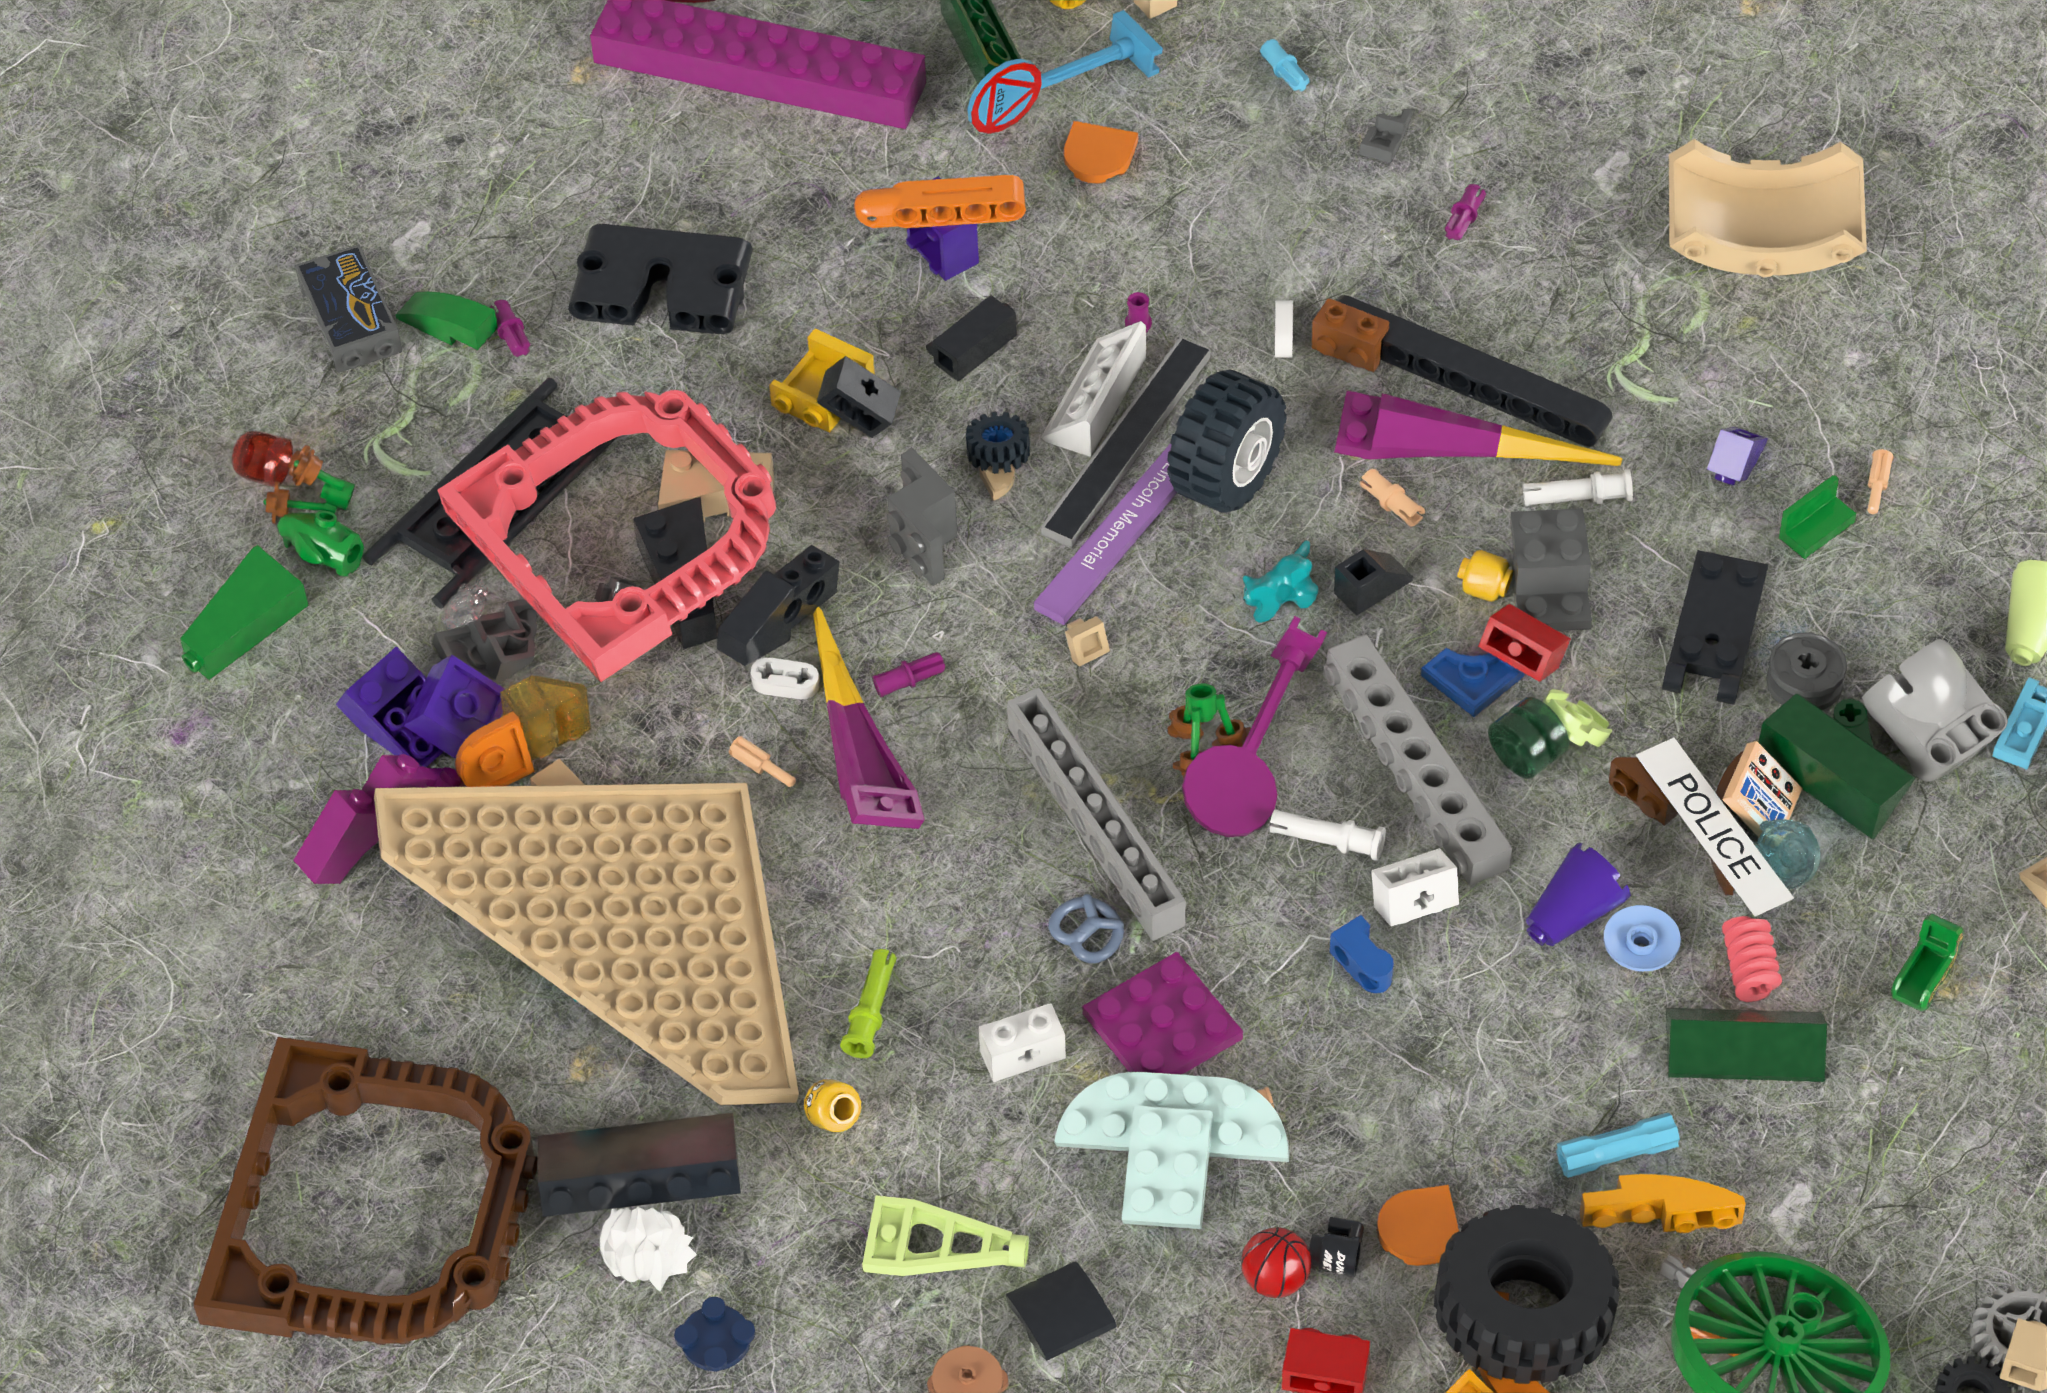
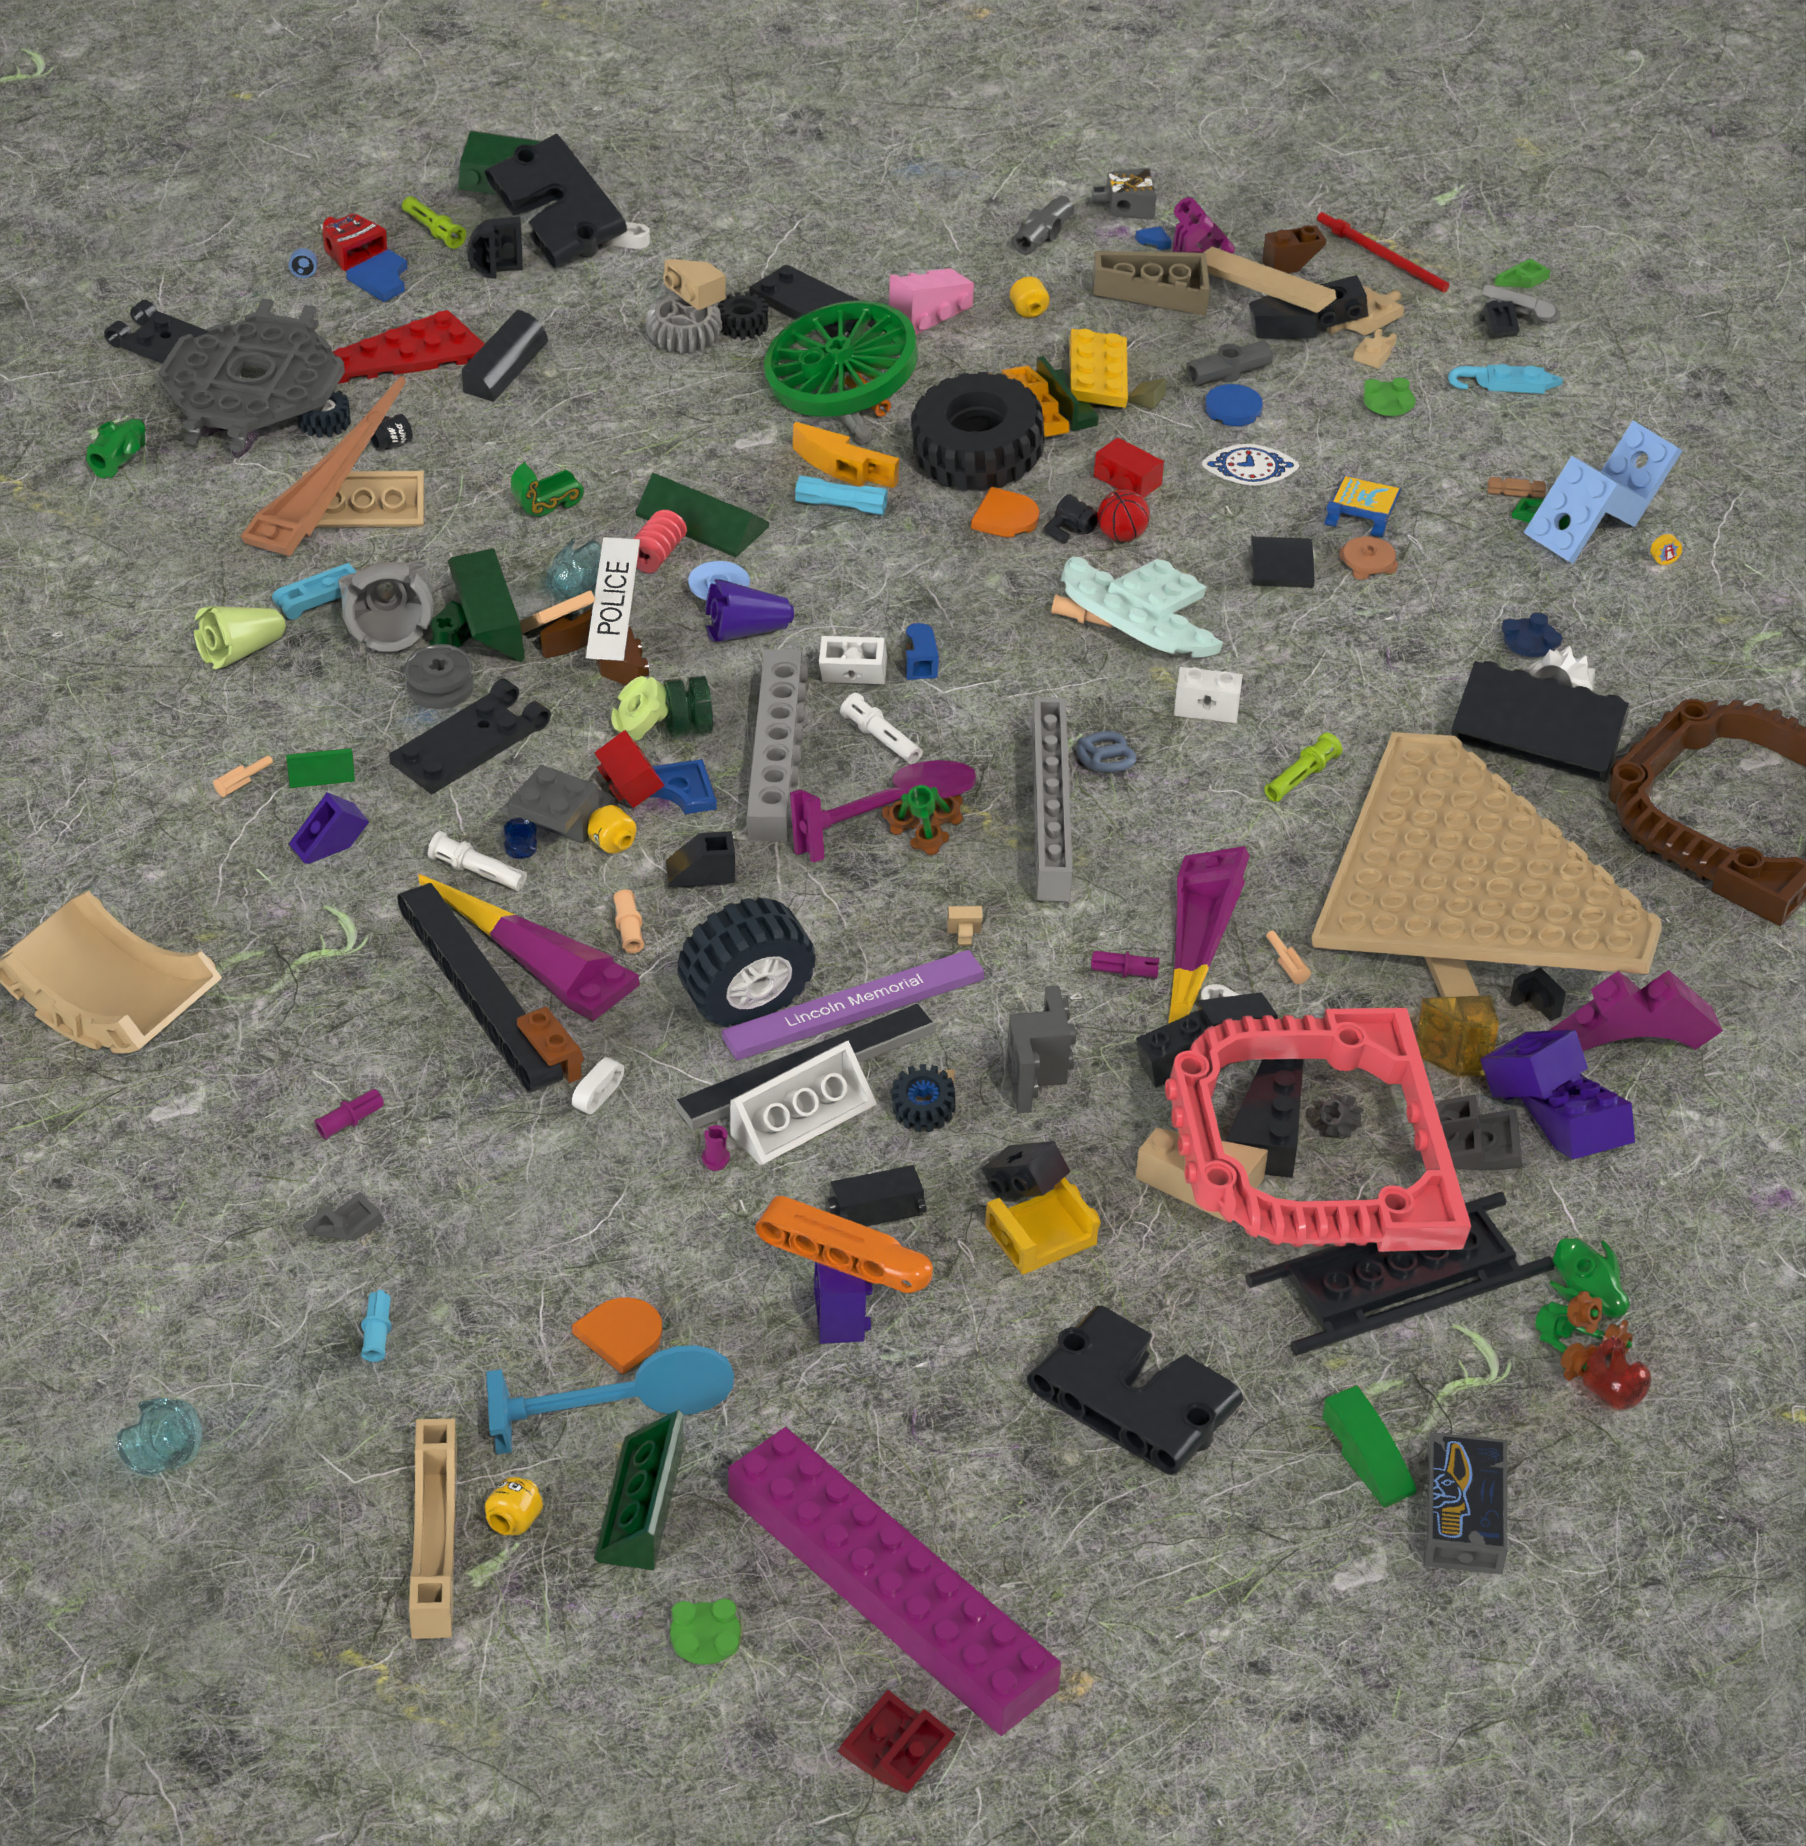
camera: 155 degrees left, 10 degrees down
(242, 613) = (1690, 1252): green slope -> none
(465, 605) = (1483, 1164): clear plate -> none
(494, 754) = (1521, 1015): orange tile -> none
(511, 329) = (1309, 1412): magenta axle -> none
(832, 1105) = (1373, 710): yellow head -> none
(891, 1230) = (1367, 645): yellowish green plate -> none
(1162, 1020) = (1095, 679): magenta plate -> none
(1283, 583) = (789, 890): teal animal -> none

